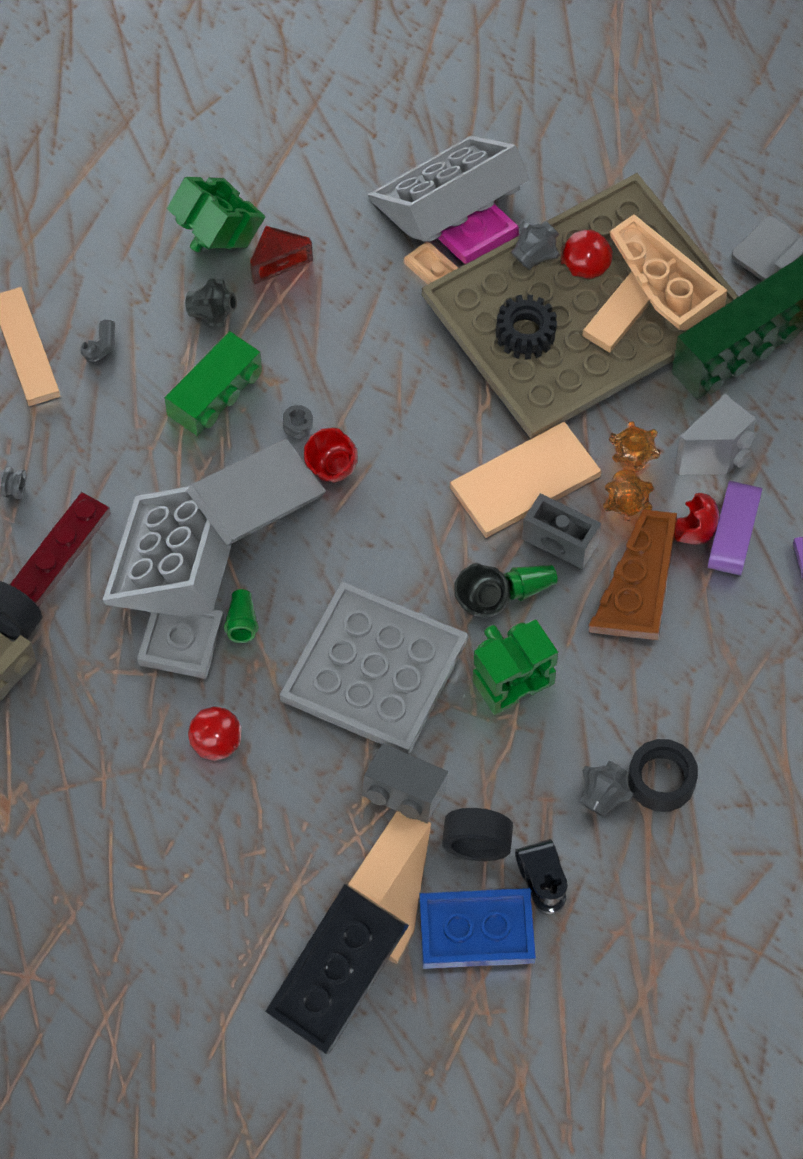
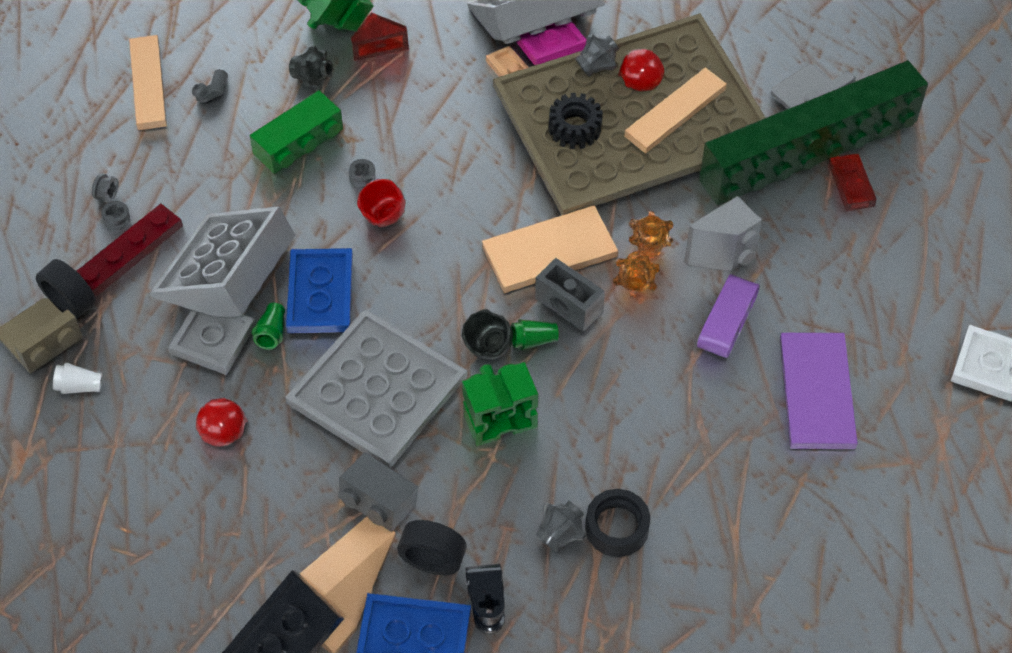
camera: 10 degrees right, 5 degrees down
(27, 521) = (115, 223): none -> dark grey bush
(44, 711) = (75, 379): none -> white cone
(256, 491) = (305, 221): light grey tile -> none
(286, 568) = (319, 290): none -> blue plate
(639, 584) = (633, 349): dark orange wing -> none
(669, 278) = (706, 94): light nougat wedge -> none
(701, 521) = (698, 307): red hair -> none

